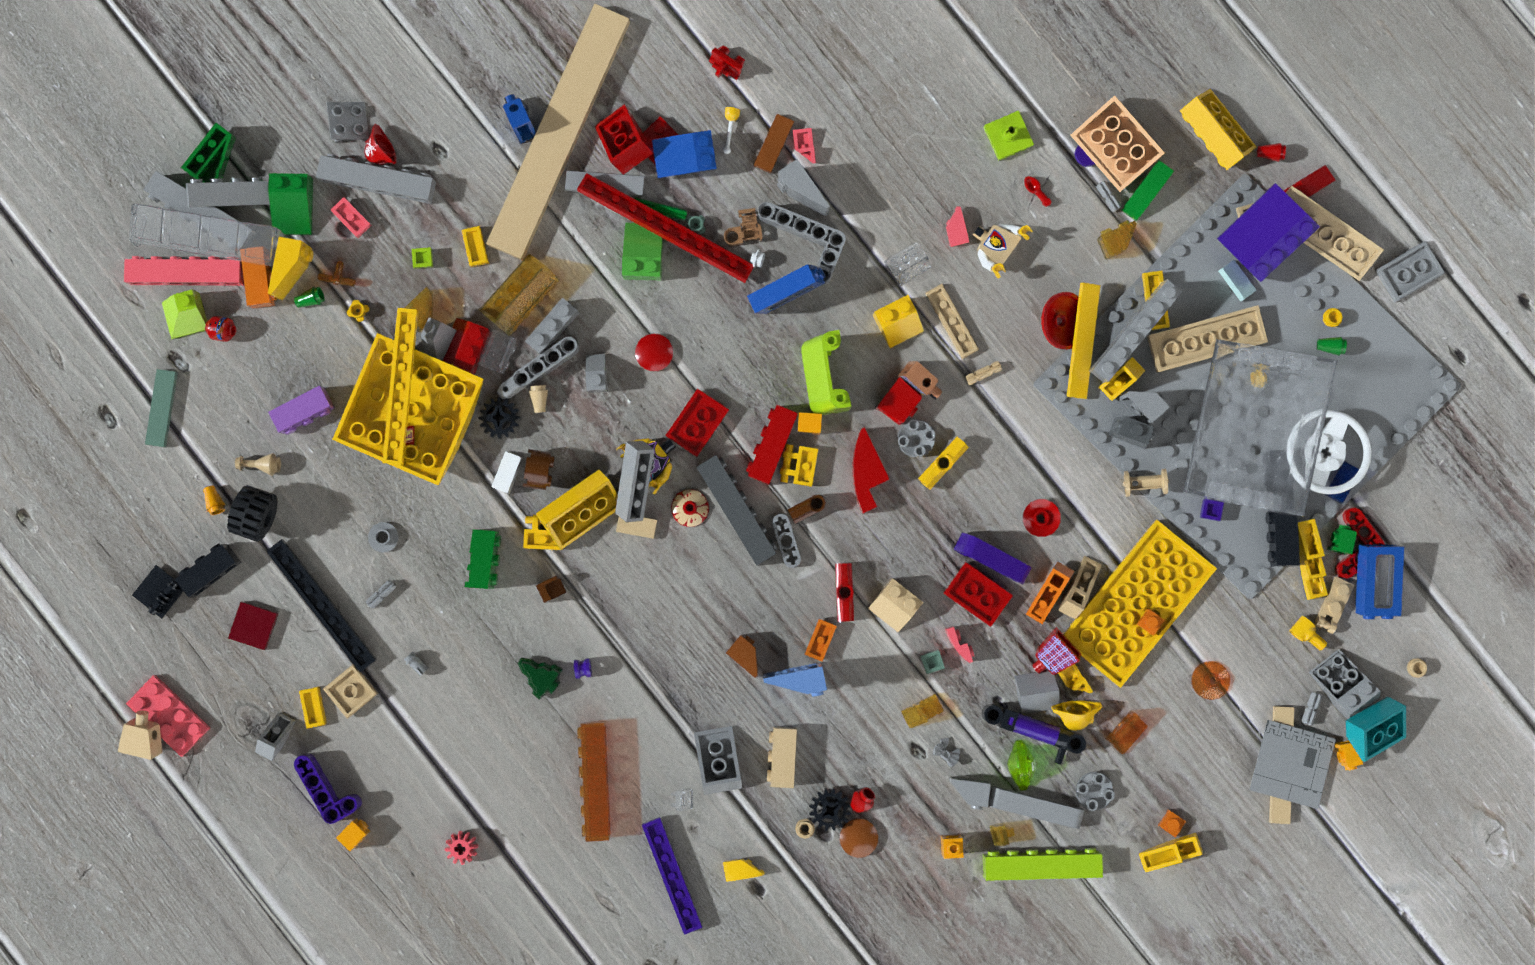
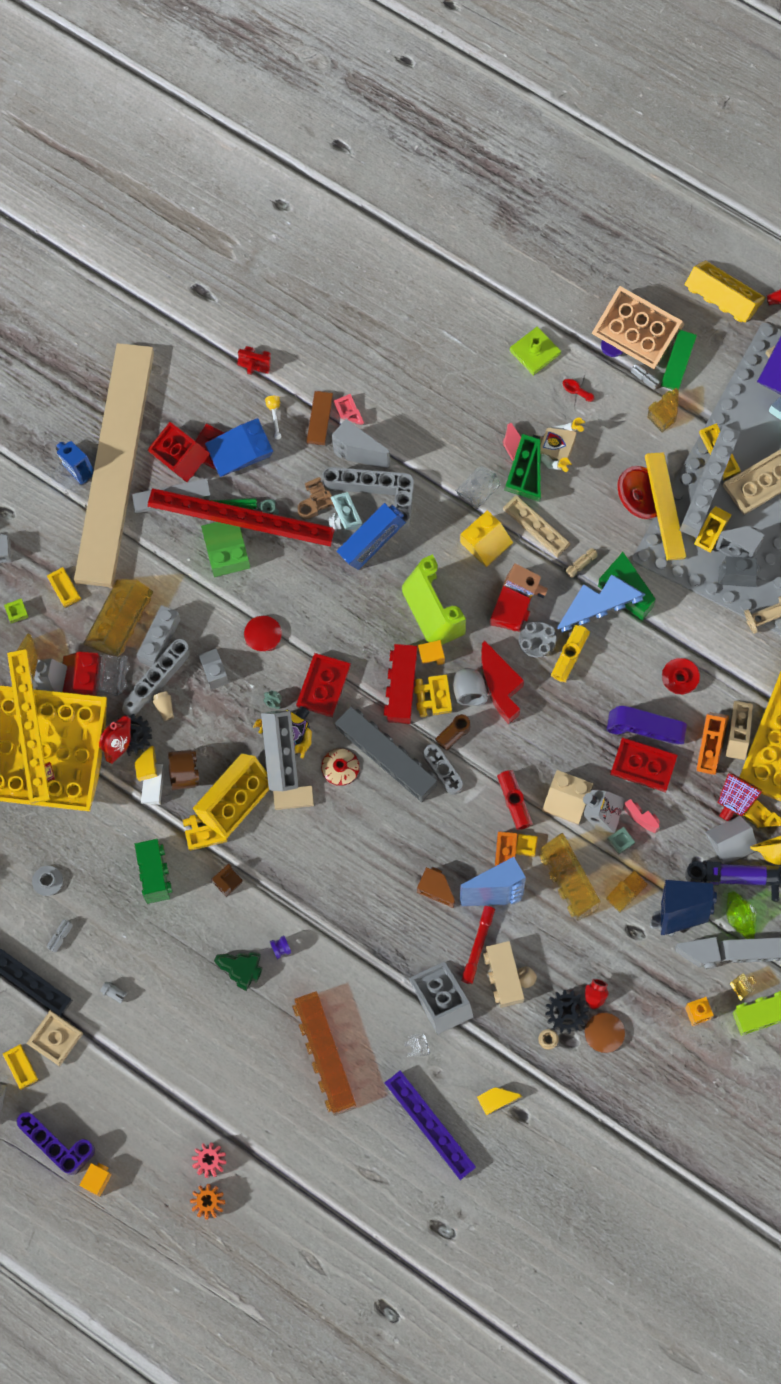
camera: 10 degrees left, 15 degrees down
(444, 879) = (214, 1198): none -> orange gear
(482, 421) = (116, 739): none -> red hat
(505, 452) = (145, 765): none -> yellow slope
(644, 423) = (272, 699): none -> sand green plate
(756, 737) = (471, 966): none -> red piece
(771, 252) = (346, 511): none -> light aqua slope
(803, 763) = (527, 977): none -> tan piece
(836, 468) = (468, 682): none -> light grey piece
(842, 638) = (526, 845): none -> yellow tile
(872, 685) = (569, 877): none -> clear yellow slope
(925, 629) = (603, 810): none -> light grey torso
(959, 261) = (525, 471): none -> green wedge
(971, 746) = (686, 905): none -> dark blue slope
(982, 423) = (592, 603): none -> medium blue slope
(1020, 413) = (625, 571): none -> green wedge

